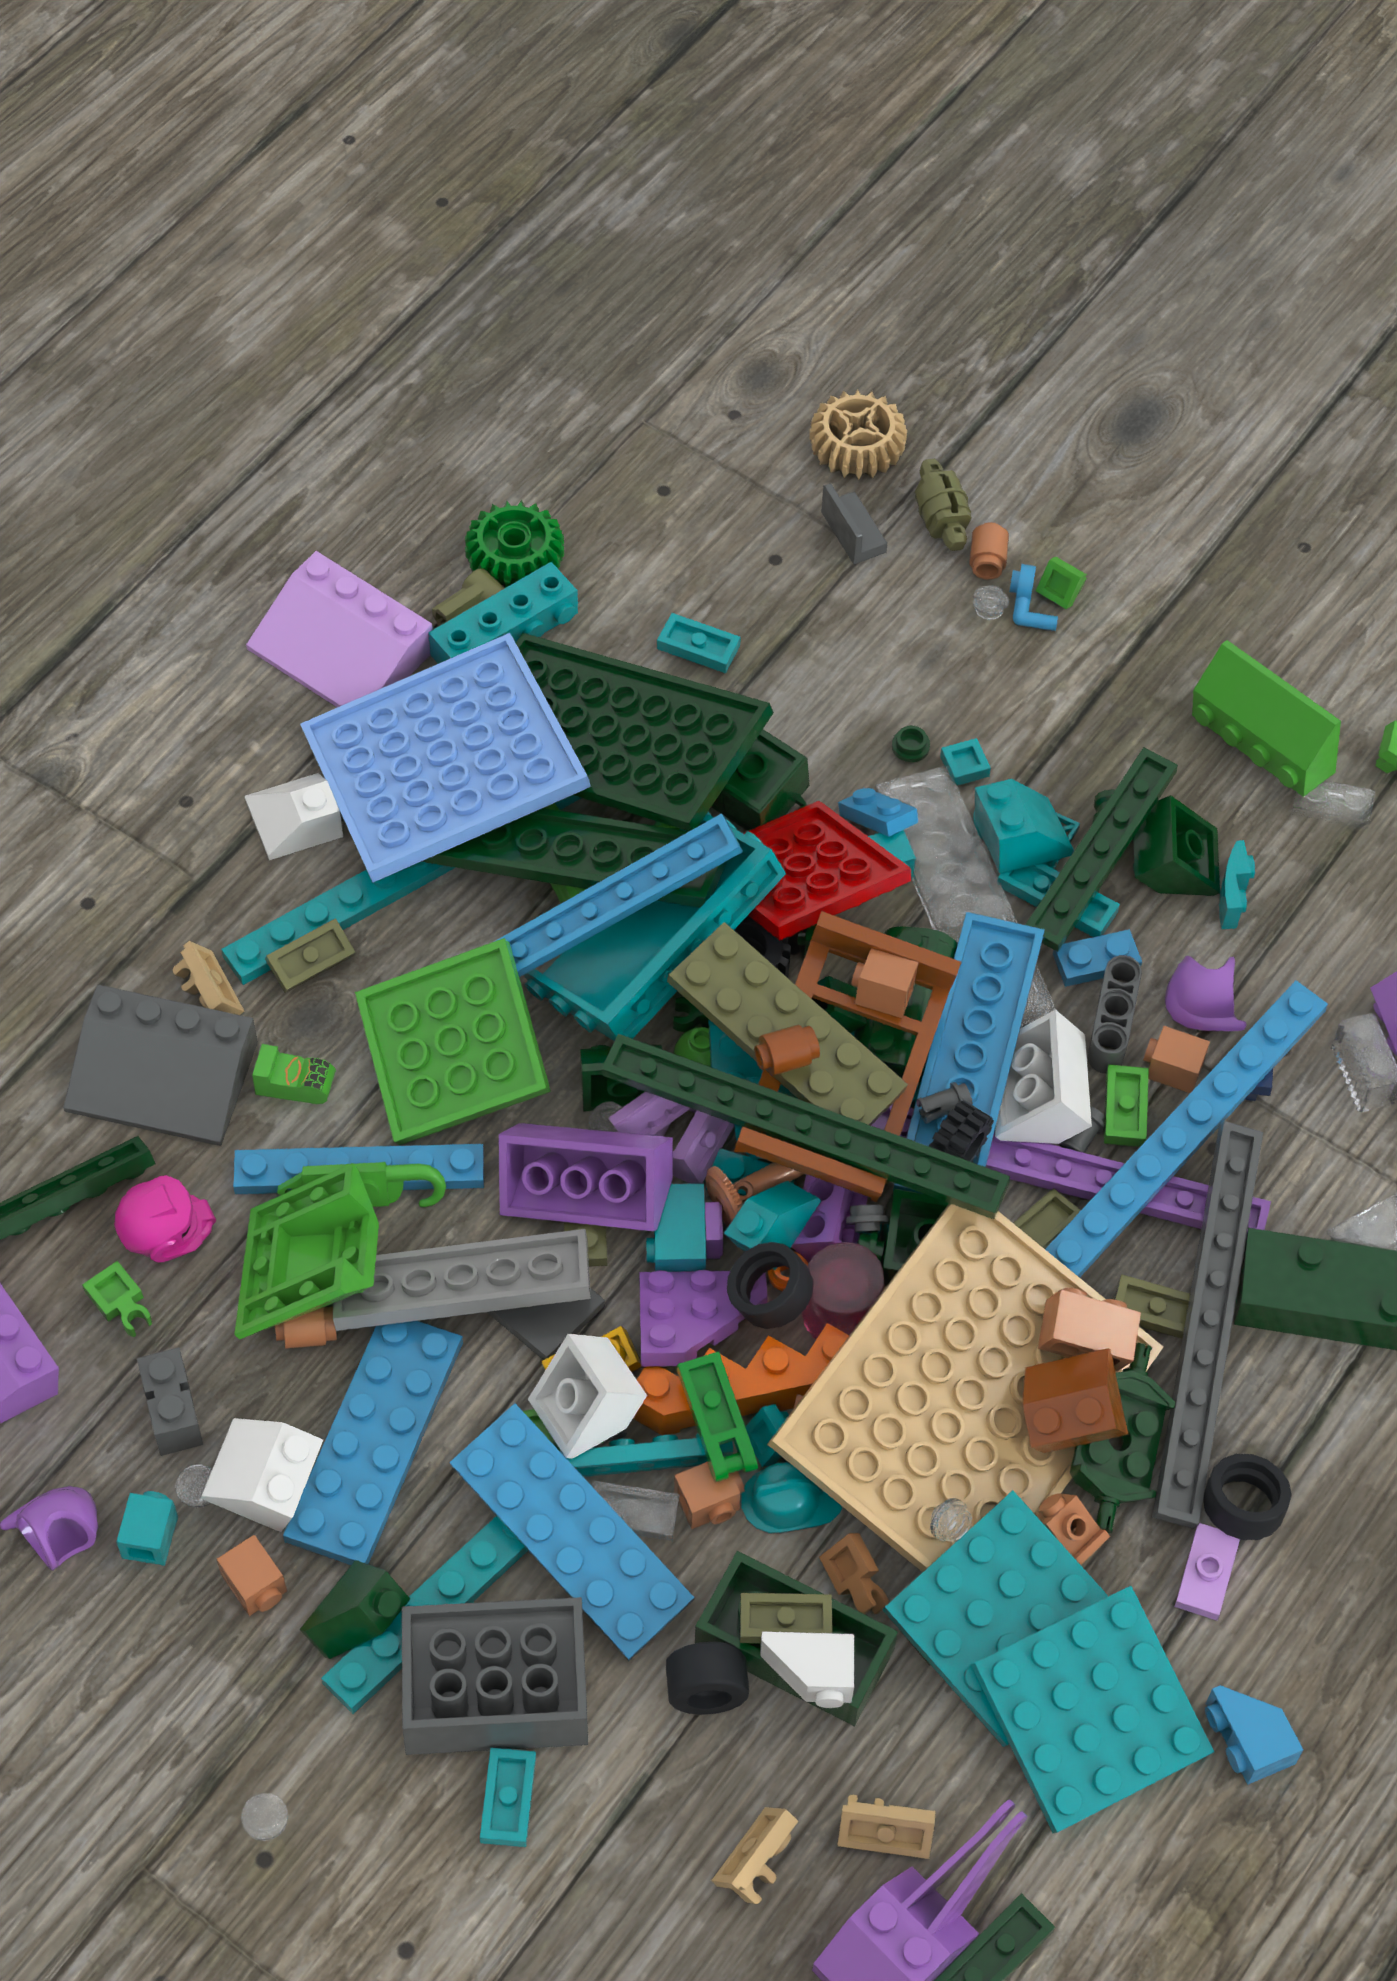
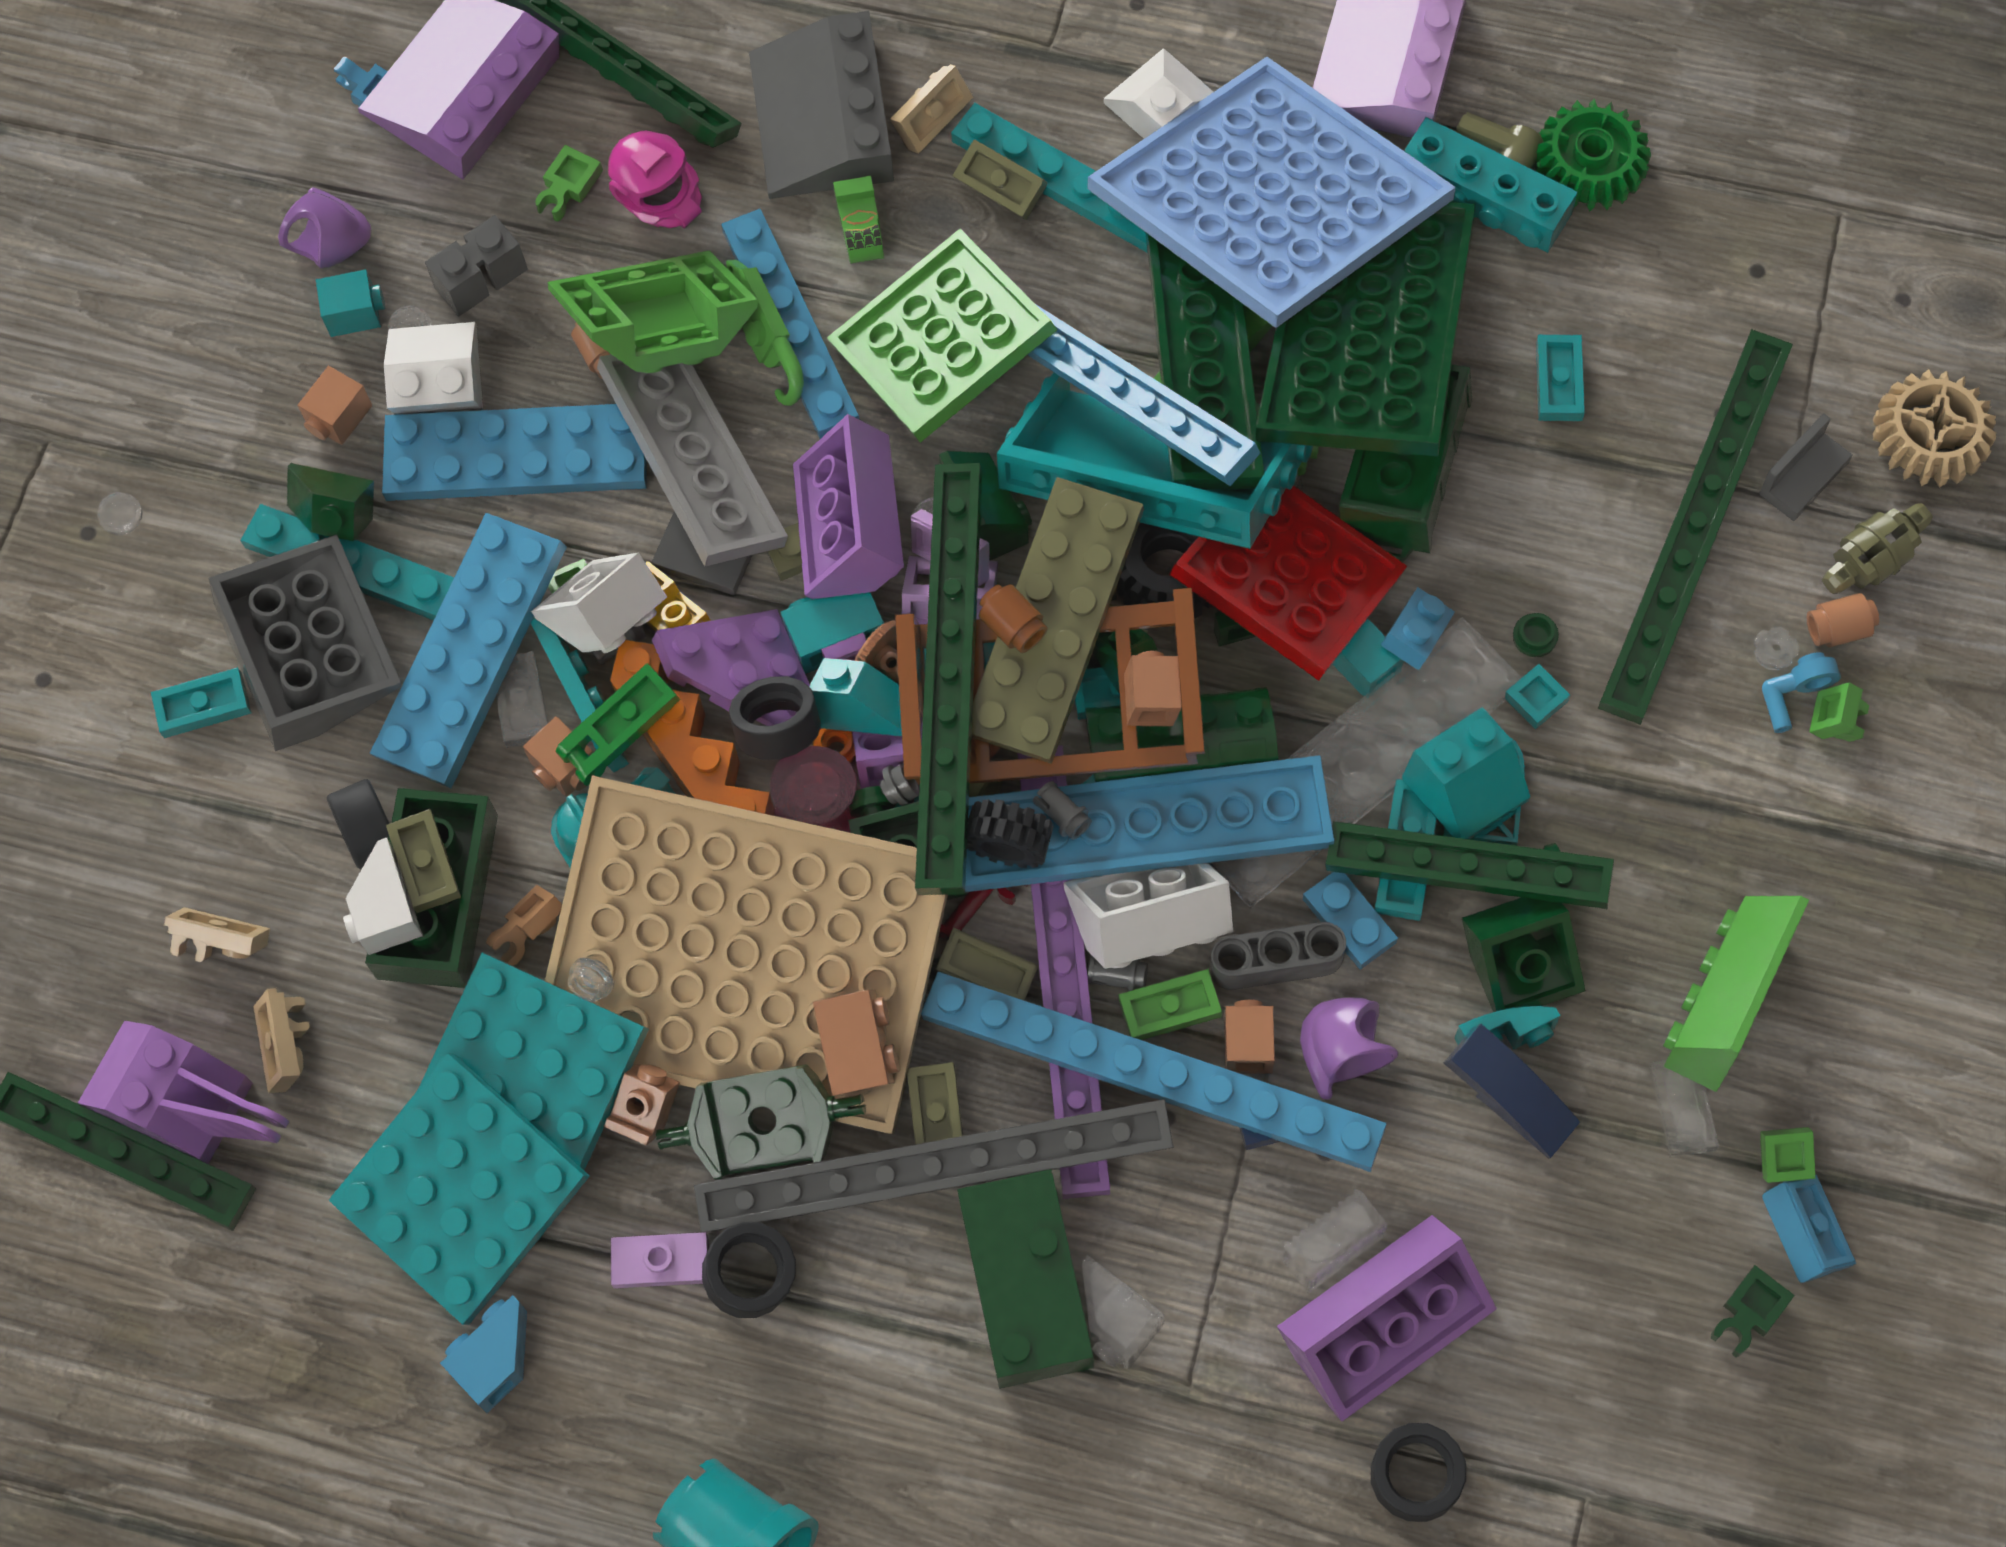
camera: 75 degrees right, 10 degrees up
(869, 609) = (1695, 527): none -> dark green plate
(1073, 1402) = (757, 1049): dark orange slope -> none
(1286, 897) = (1512, 1090): none -> dark blue slope

